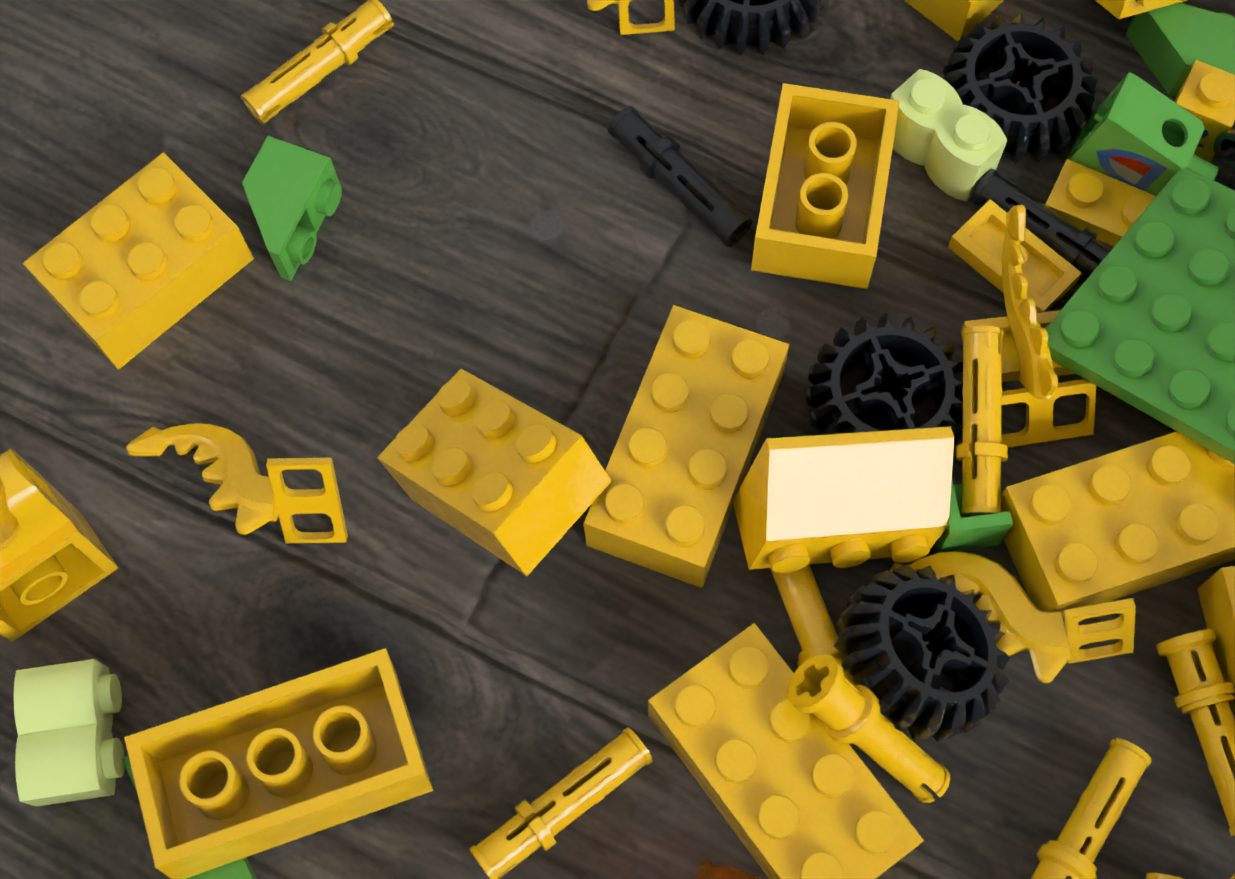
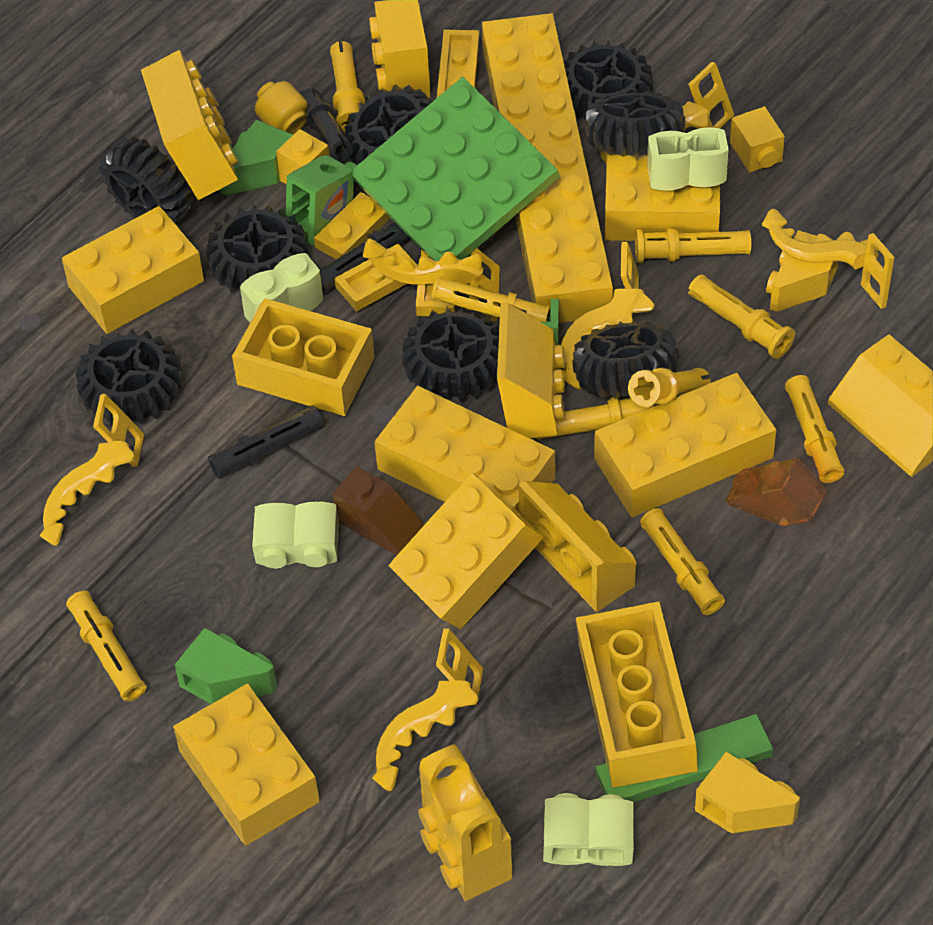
camera: 80 degrees left, 15 degrees down
(521, 244) = (295, 534): none -> yellowish green brick
(555, 630) = (577, 544): none -> yellow slope
(574, 342) = (375, 511): none -> reddish brown slope

